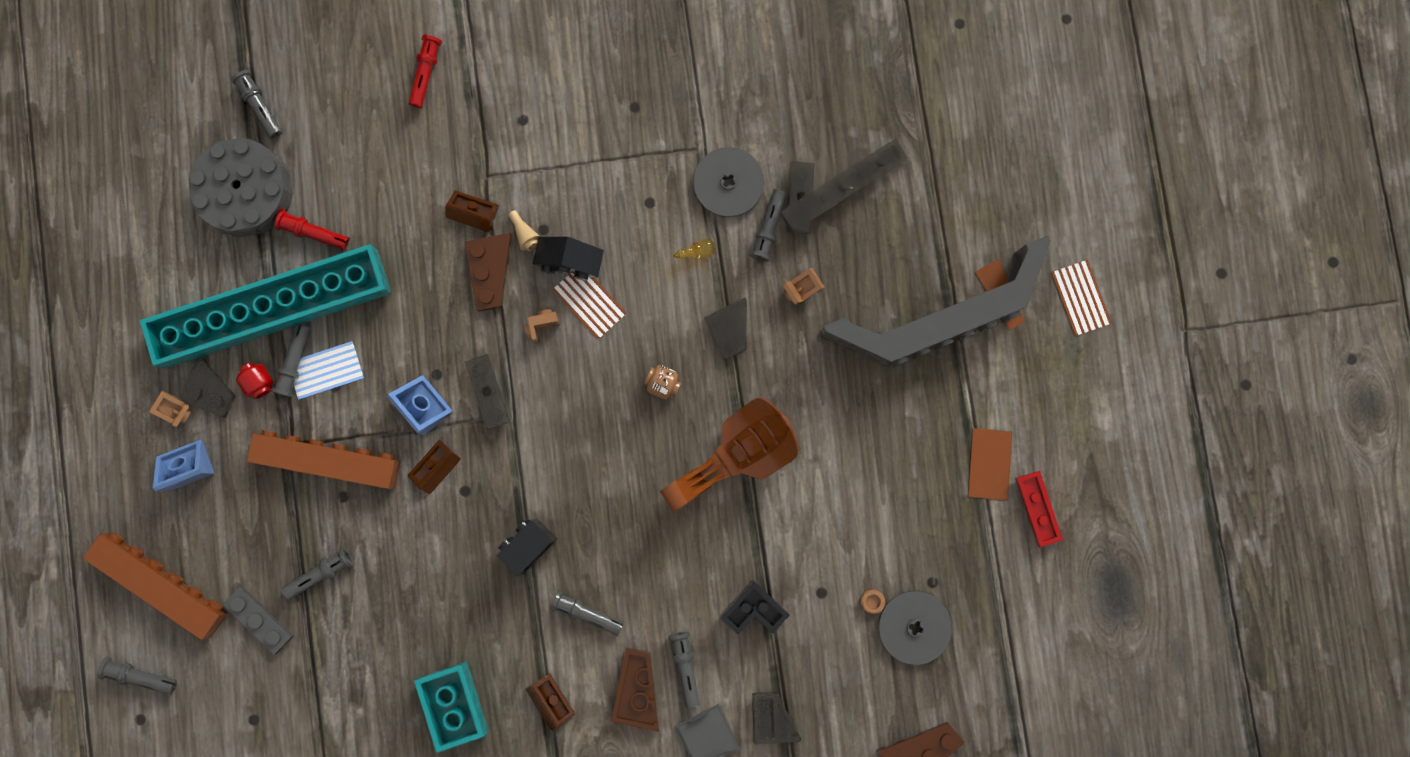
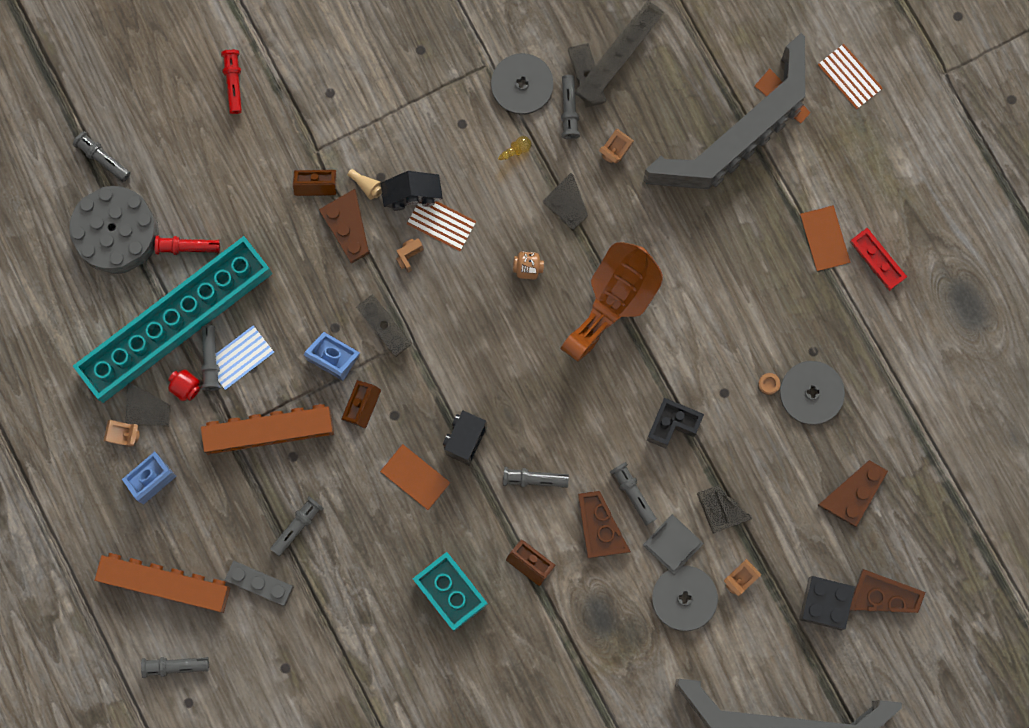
camera: 15 degrees left, 5 degrees down
(462, 565) = (415, 477): none -> dark orange sticker

